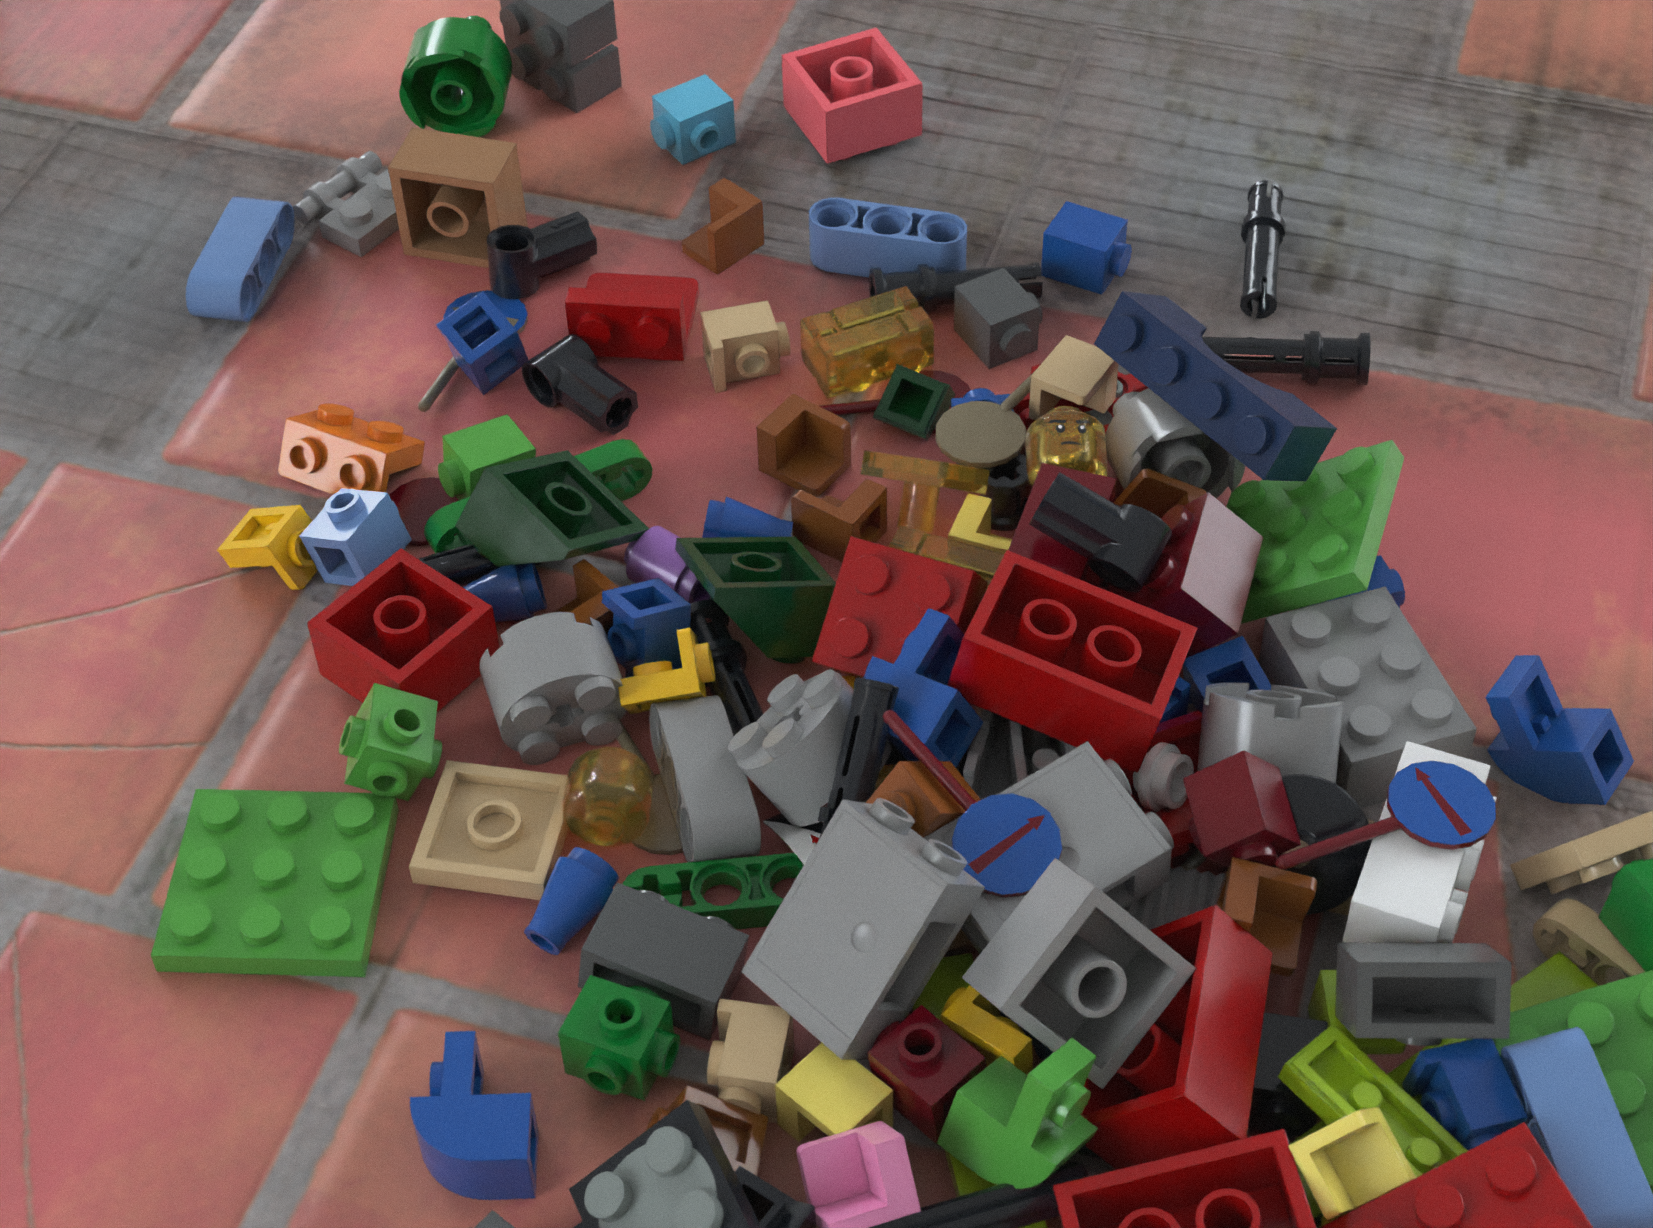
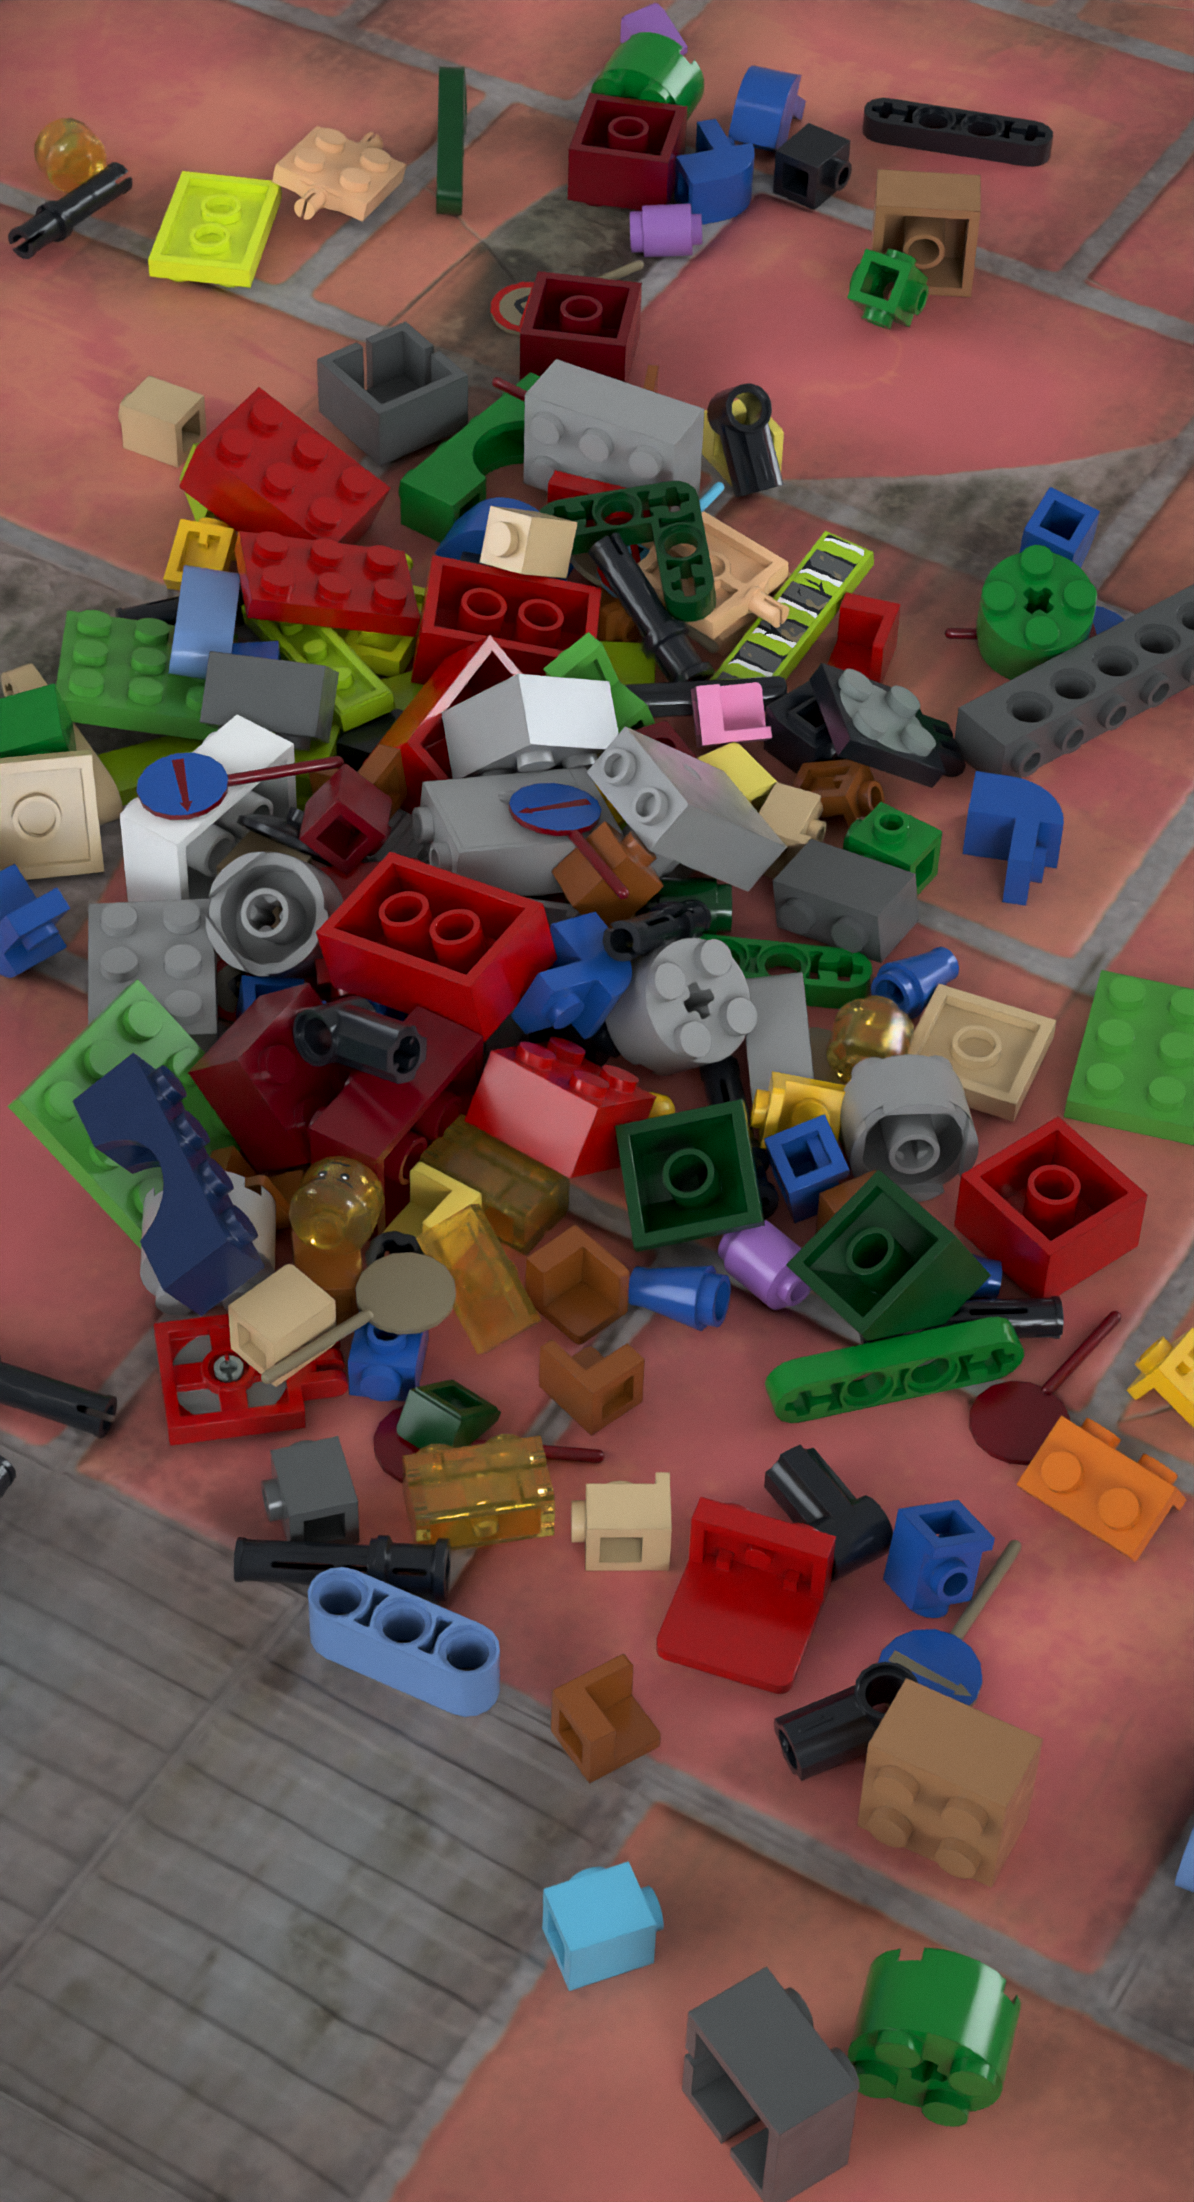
camera: 170 degrees left, 0 degrees up
(354, 535) = (1097, 1350): medium blue brick -> none
(361, 219) = (1064, 1885): light grey plate -> none
(388, 756) = (1076, 1097): bright green brick -> none
(478, 447) = (947, 1415): bright green brick -> none
(852, 95) = (371, 1885): coral brick -> none
(1085, 248) = (164, 1578): blue brick -> none
(1351, 1162) = (380, 629): light yellow panel -> none

